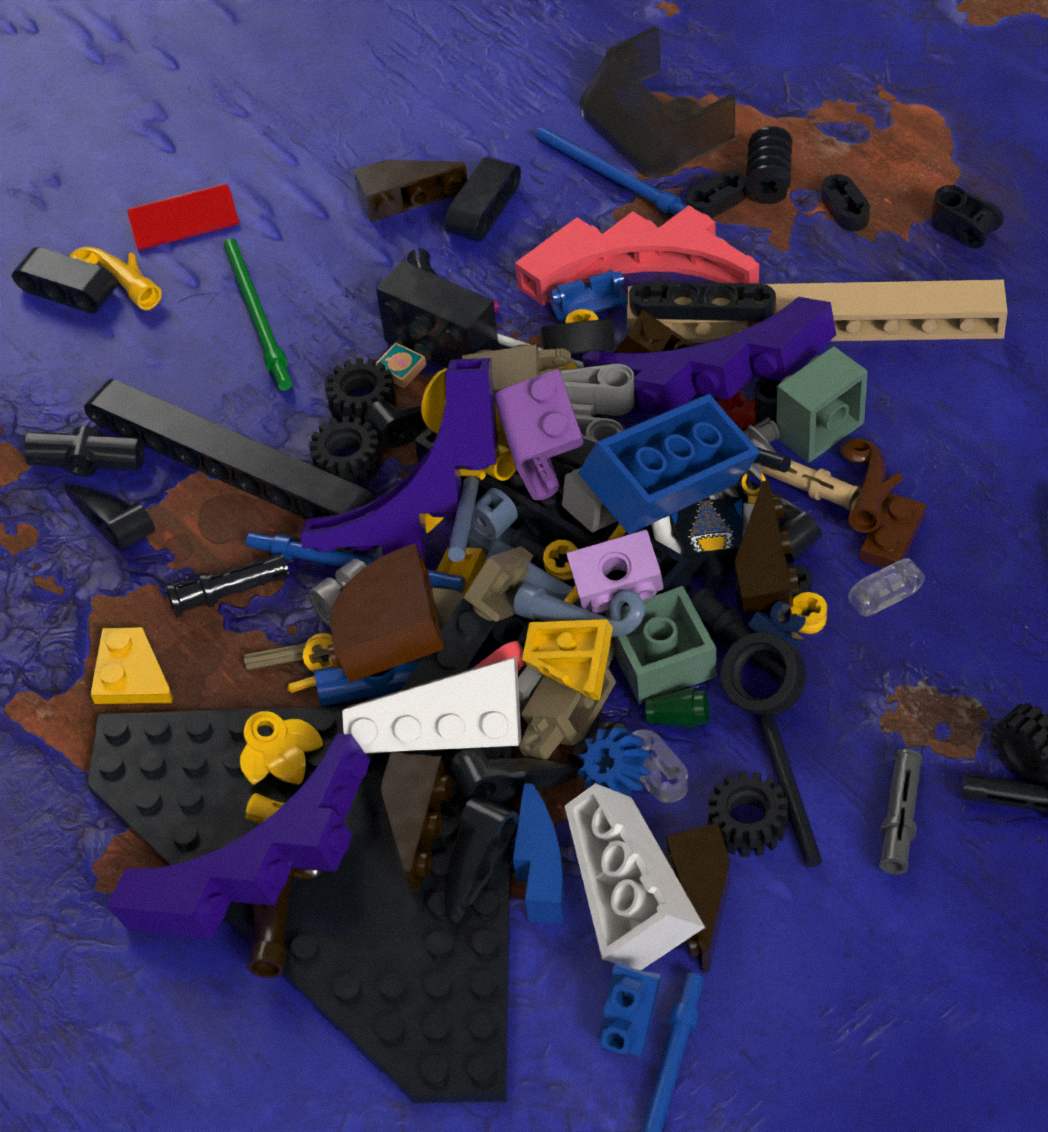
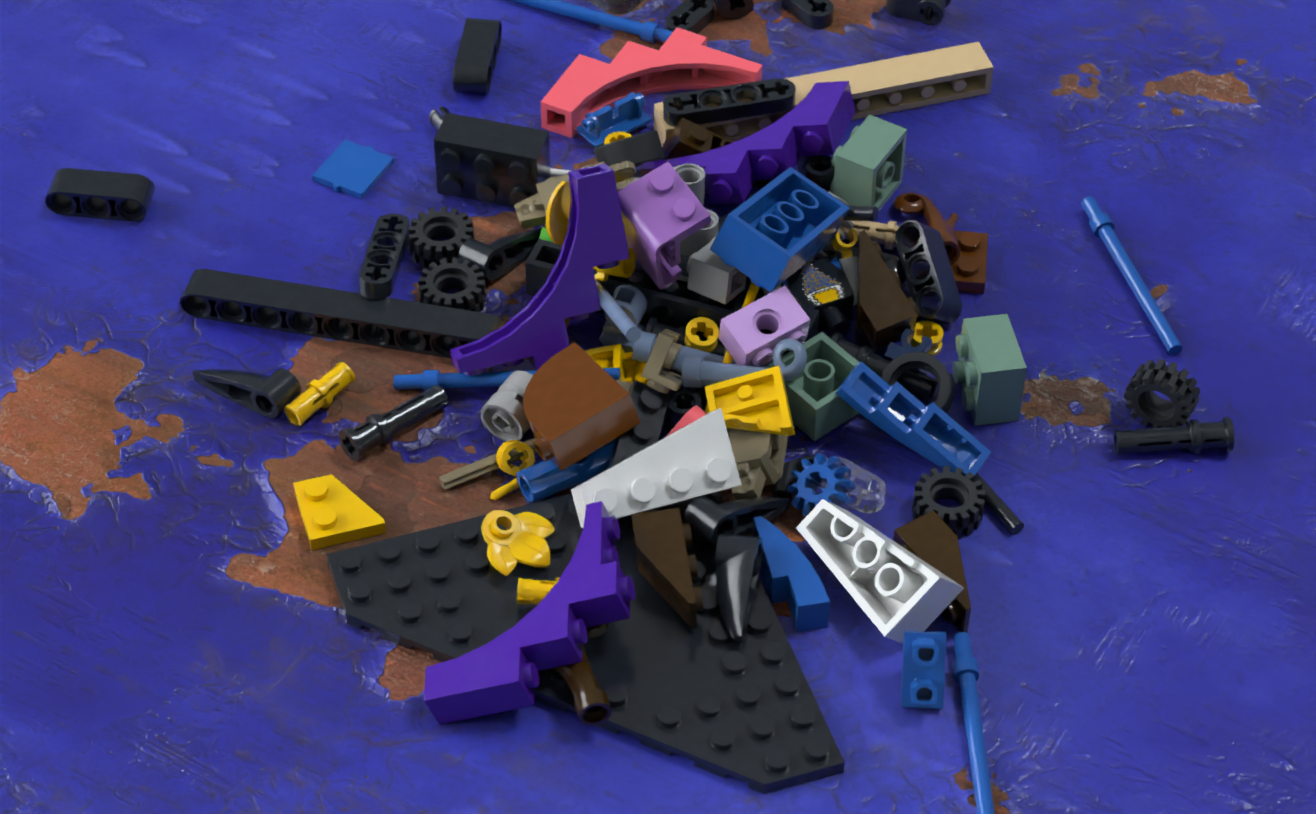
camera: 25 degrees left, 5 degrees down
(84, 451) = (198, 338): black piece -> none
(139, 288) = (181, 190): yellow plant -> none
(170, 536) = (319, 393): none -> yellow pin
(182, 216) = (189, 120): red slope -> none
(274, 356) = (341, 224): green bar -> none
(286, 397) = (384, 256): none -> black beam
(314, 298) = (353, 169): none -> blue piece
(403, 364) = (472, 205): light nougat tile -> none
(406, 184) = (399, 55): dark brown slope -> none
(679, 709) = (852, 436): dark green cone -> none
(739, 713) = (912, 423): none -> blue slope
(832, 538) = (916, 262): none -> black beam
(848, 669) = (989, 369): none -> sand green brick
(886, 587) = (986, 300): clear beam -> none
(896, 851) = (1076, 484): dark grey pin -> none

